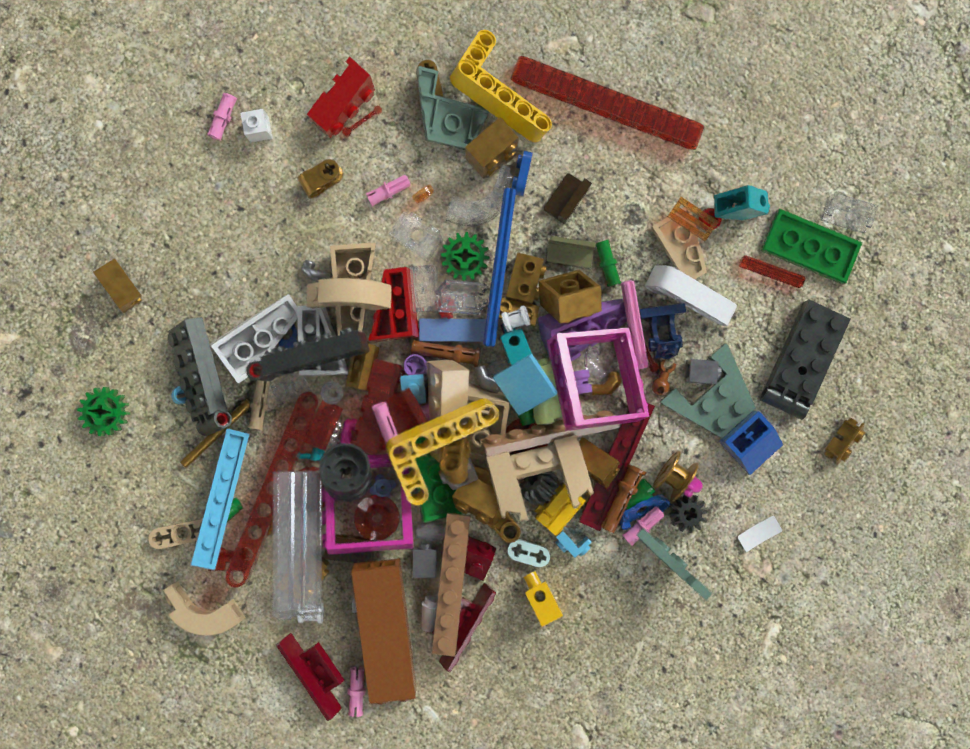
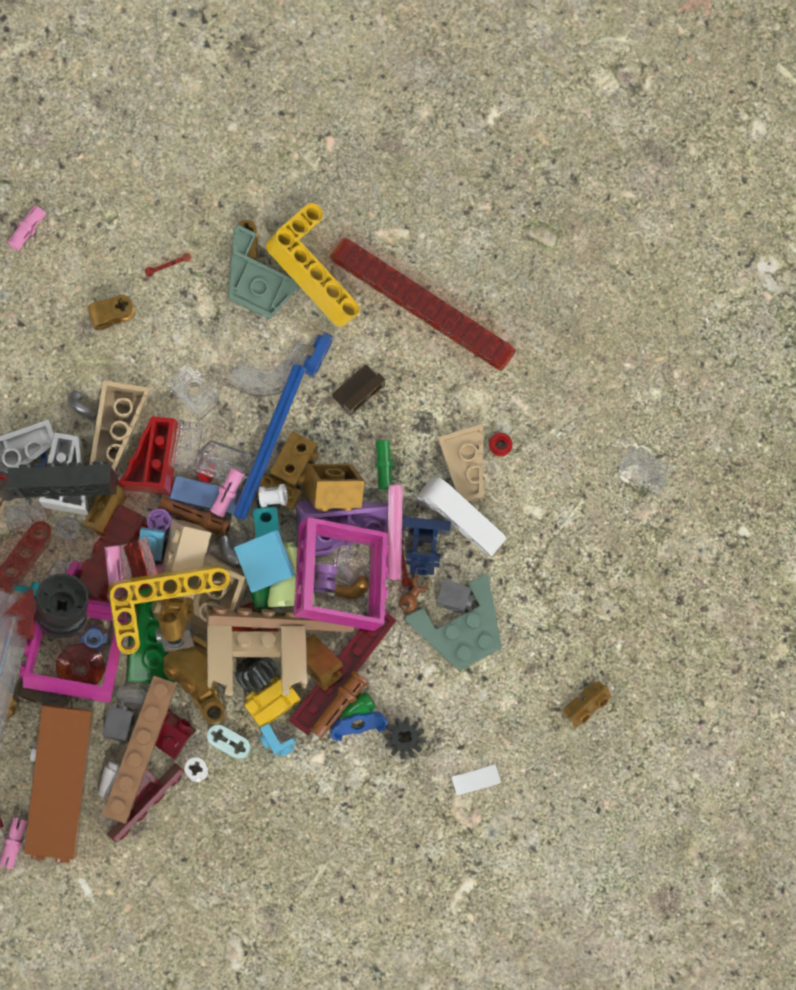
camera: 10 degrees right, 10 degrees down
(256, 125) = (59, 245): white brick -> none
(310, 485) = (25, 609): none -> clear red slope
(323, 425) = (50, 559): clear red hinge -> none
(342, 100) = (152, 240): red wedge -> none
(349, 292) = (110, 428): tan arch -> none
(387, 190) = (176, 339): bright pink axle -> none
(423, 194) = (211, 351): clear orange tile -> none
(475, 309) = (227, 492): none -> bright pink pin
(476, 257) = (241, 415): green gear -> none
(492, 148) = (291, 322): pearl gold brick -> none
(511, 590) = (192, 763): none -> white bush
(545, 610) = (230, 797): yellow torso -> none
(570, 252) = (347, 444): olive panel -> none
(646, 522) = (355, 741): bright pink axle -> none
(673, 561) = (364, 766): sand green wing -> none
(675, 476) = (398, 693): pearl gold piece -> none
(695, 486) = (413, 708): dark pink arm -> none
(703, 236) = (494, 453): clear orange tile -> none
(750, 203) = (534, 435): teal torso -> none
(752, 441) = (488, 680): blue slope -> none
(771, 271) = (552, 512): clear red axle -> none
(811, 246) = (600, 496): green tile -> none
(812, 348) = (571, 599): pearl dark grey hinge -> none

